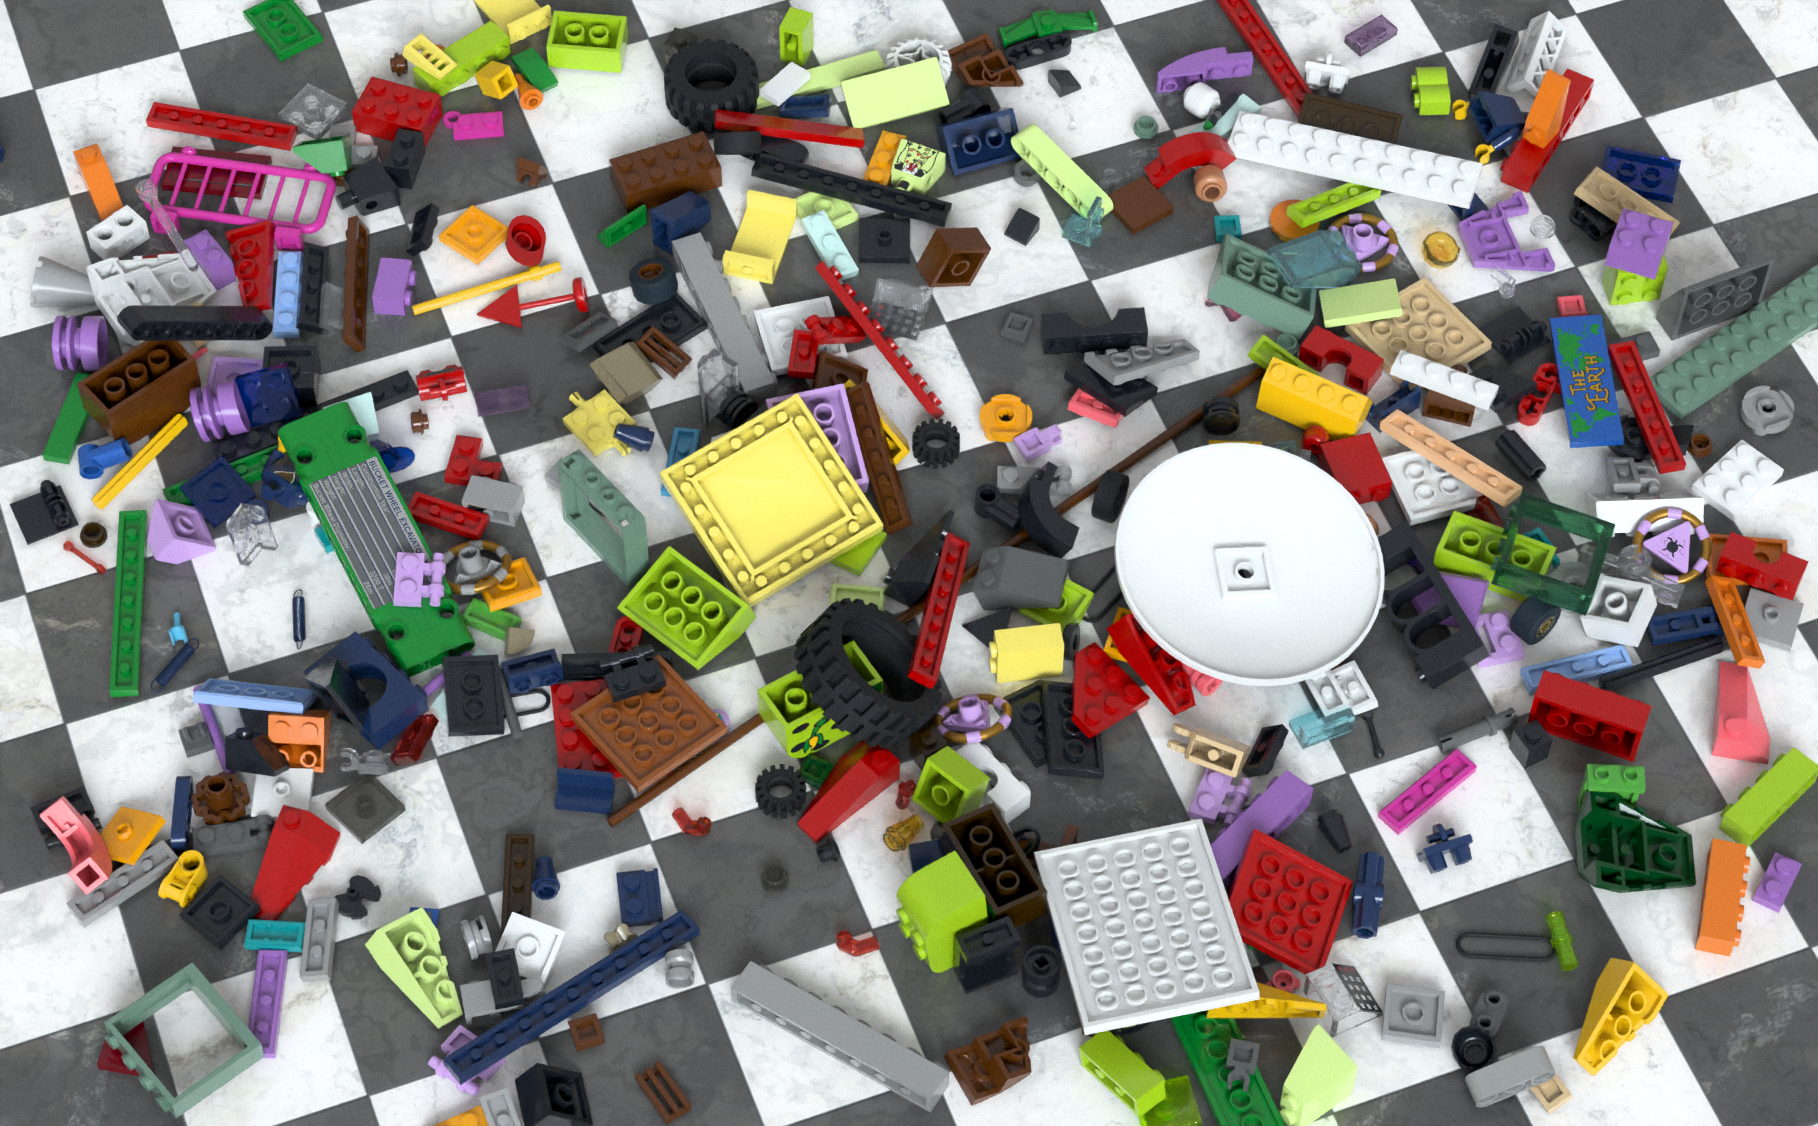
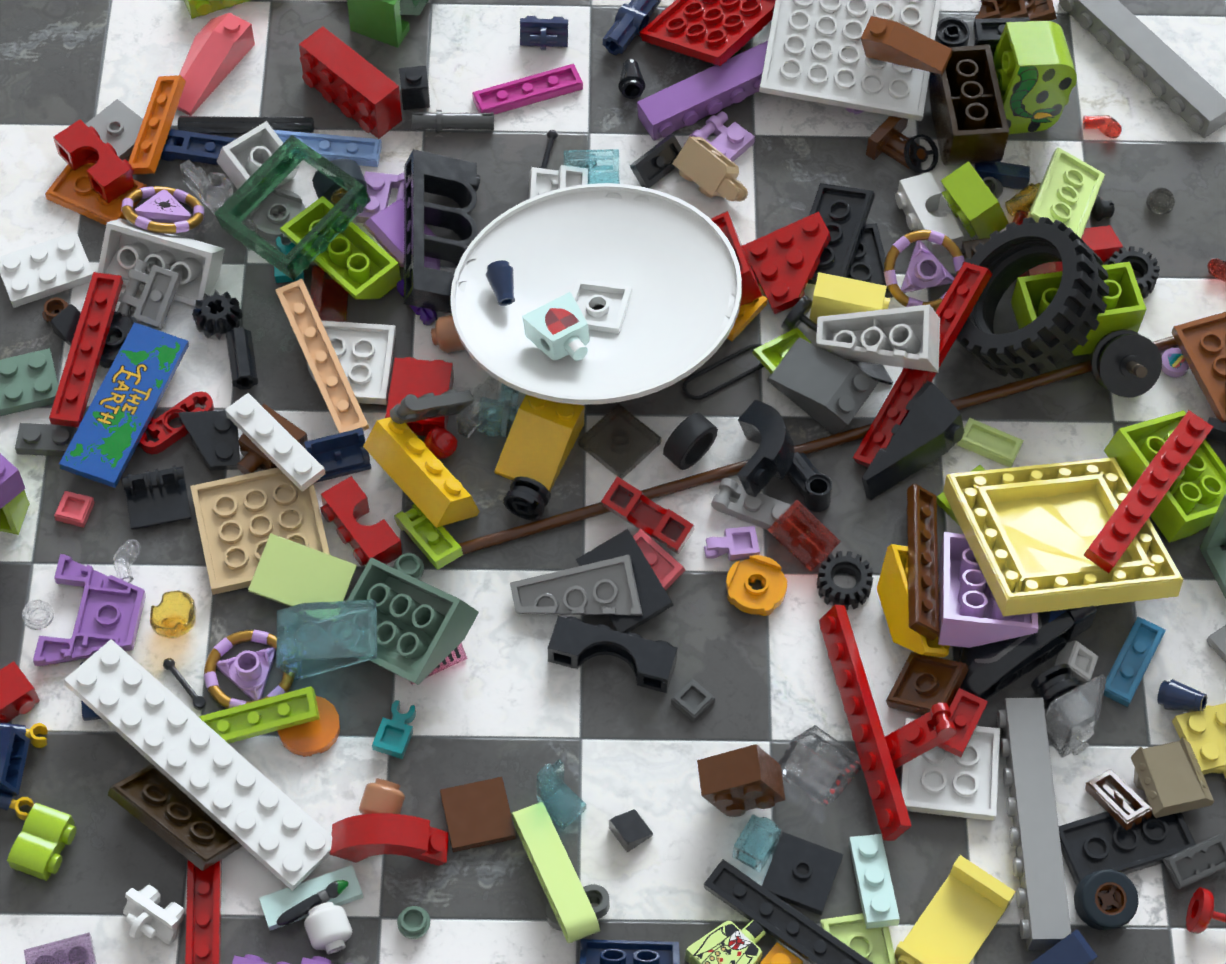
camera: 160 degrees left, 5 degrees up
(707, 552) = (1148, 492): none -> red plate
(754, 674) = (1126, 363): none -> black wheel
(867, 834) = (1067, 191): none -> yellowish green tile
(921, 236) = (756, 842): none -> clear light blue brick
(980, 607) = (885, 337): none -> white wedge
(983, 462) = (803, 535): none -> clear red hinge
(1079, 874) = (903, 46): none -> dark orange slope
(1095, 428) = (645, 514): none -> red arch
(1260, 511) = (558, 328): none -> light aqua torso
(1332, 427) = (430, 406): none -> dark grey plate
(1336, 550) = (501, 279): none -> dark blue cone
(1385, 213) = (198, 701): none -> black hinge
(1565, 482) = (217, 314): none -> black gear

